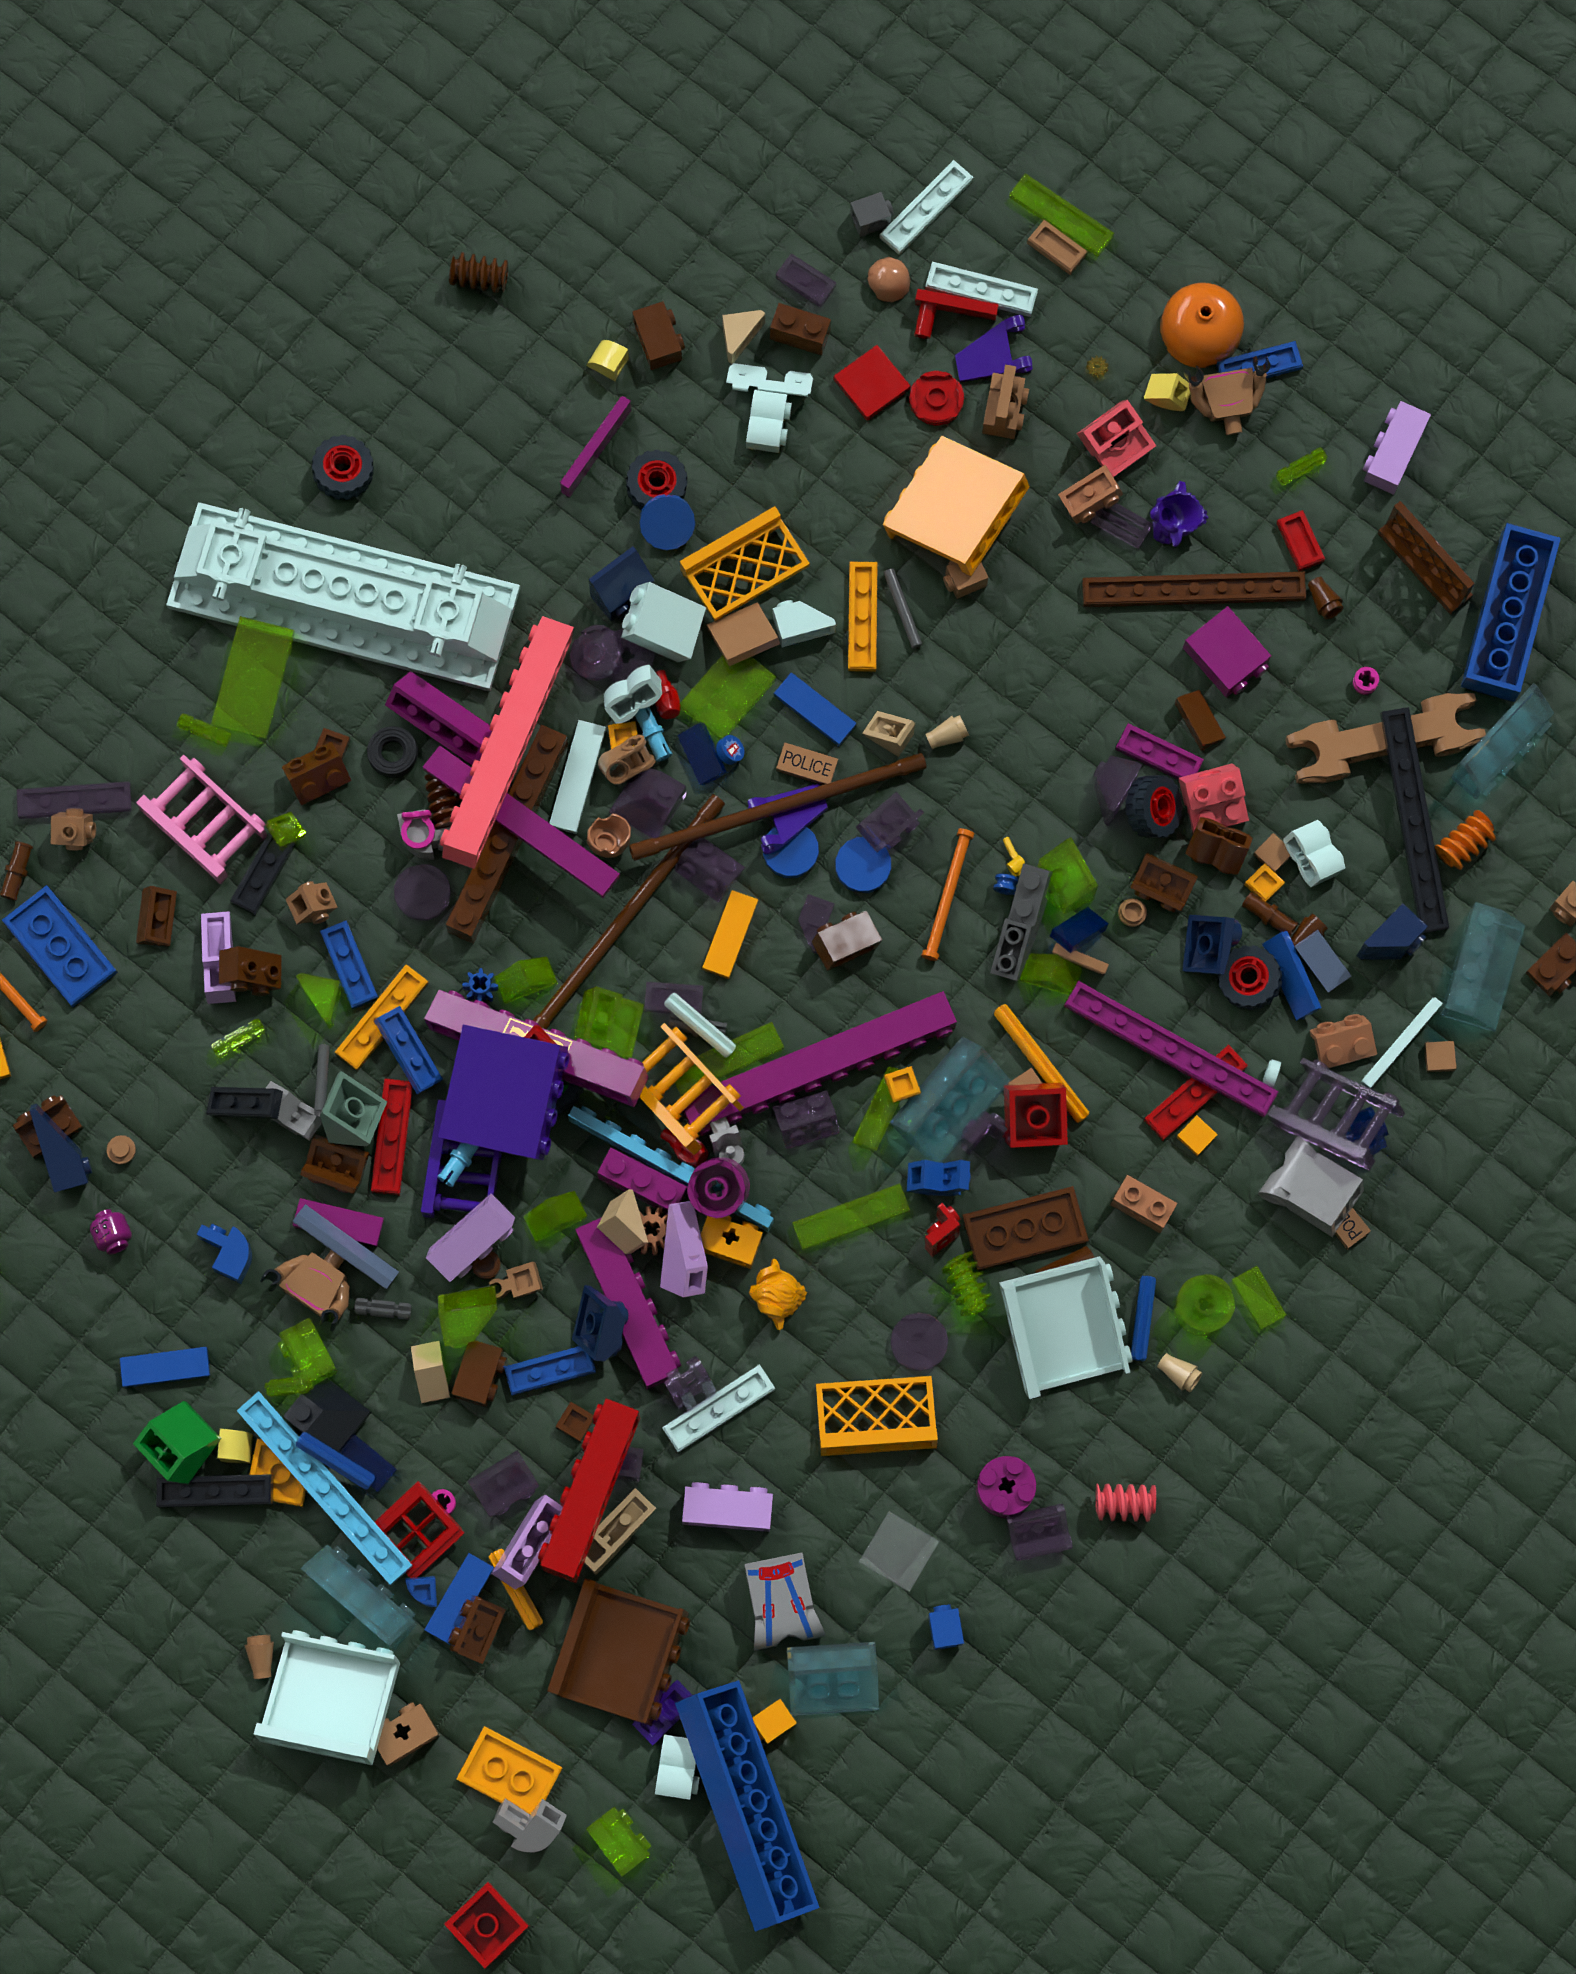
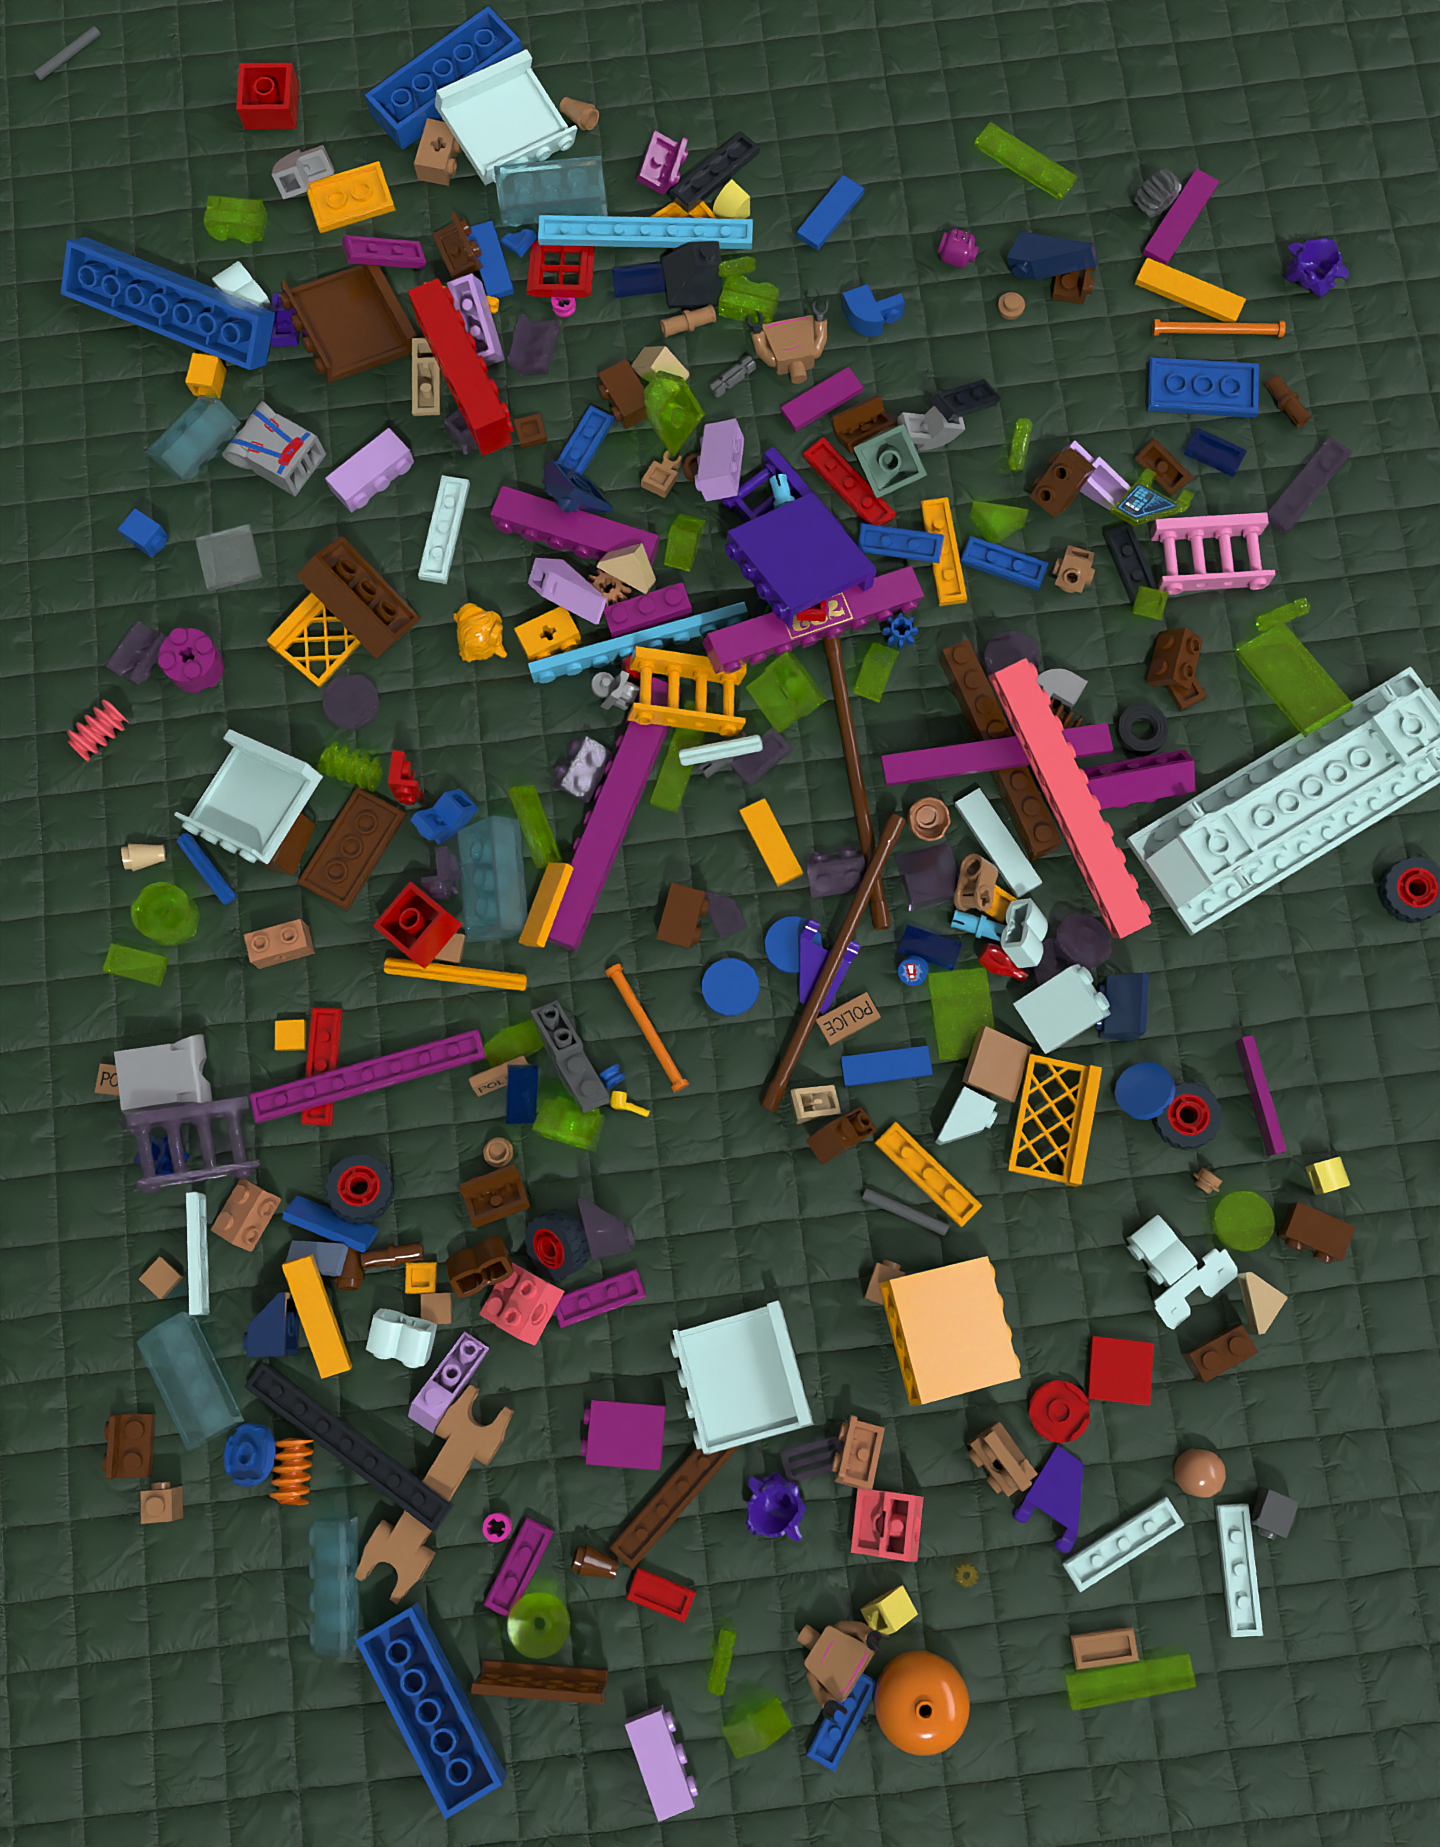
camera: 140 degrees right, 0 degrees up
(72, 829) = (1286, 457): medium nougat brick -> none
(109, 890) = (1215, 452): none -> clear blue tile
(177, 1442) = (767, 164): green slope -> none
(208, 896) = (1145, 504): none -> flag
(245, 1539) = (662, 162): none -> magenta bracket
(321, 1078) = (935, 466): dark grey bar -> none
(333, 1791) = (409, 95): none -> blue brick
(335, 1460) = (656, 249): blue axle -> none
(345, 1246) = (797, 381): sand blue tile -> none
(367, 1386) = (688, 320): none -> medium nougat pin
(408, 817) = (1067, 696): dark pink piece -> none
(538, 1679) = (383, 252): none -> magenta tile
(678, 1384) = (474, 515): clear purple brick -> none
(688, 432) = (1207, 1180): none -> medium nougat plate
(693, 388) = (1243, 1221): none -> clear neon green tile
(713, 1203) = (584, 644): magenta brick -> none
(805, 280) = (1260, 1401): clear purple plate -> none
(838, 1402) = (358, 596): none -> reddish brown slope
(851, 1216) = (483, 737): clear neon green tile -> none
(887, 822) = (741, 1032): clear purple bracket -> none
(893, 693) = (841, 1135): none -> reddish brown slope
(902, 1084) = (534, 849): light orange tile -> none
(930, 301) = (1148, 1487): red piece -> none
(933, 1038) = (546, 904): none -> light orange tile
(948, 732) = (770, 1150): tan cone -> none
(1117, 611) = (741, 1379): none -> light aqua panel
(1199, 719) = (594, 1358): reddish brown slope -> none
(1210, 943) = (412, 1182): dark blue slope -> none
(1271, 1073) = (275, 1133): light aqua tile -> none
(1311, 797) = (447, 1382): none -> lavender slope
(1318, 408) = (757, 1728): none -> clear neon green slope
(1357, 920) = (317, 1316): none -> light orange tile
(1375, 643) = (519, 1566): none -> magenta tile
(1400, 584) = (533, 1641): none -> clear neon green dish
(1484, 877) = (249, 1454): none -> blue tile

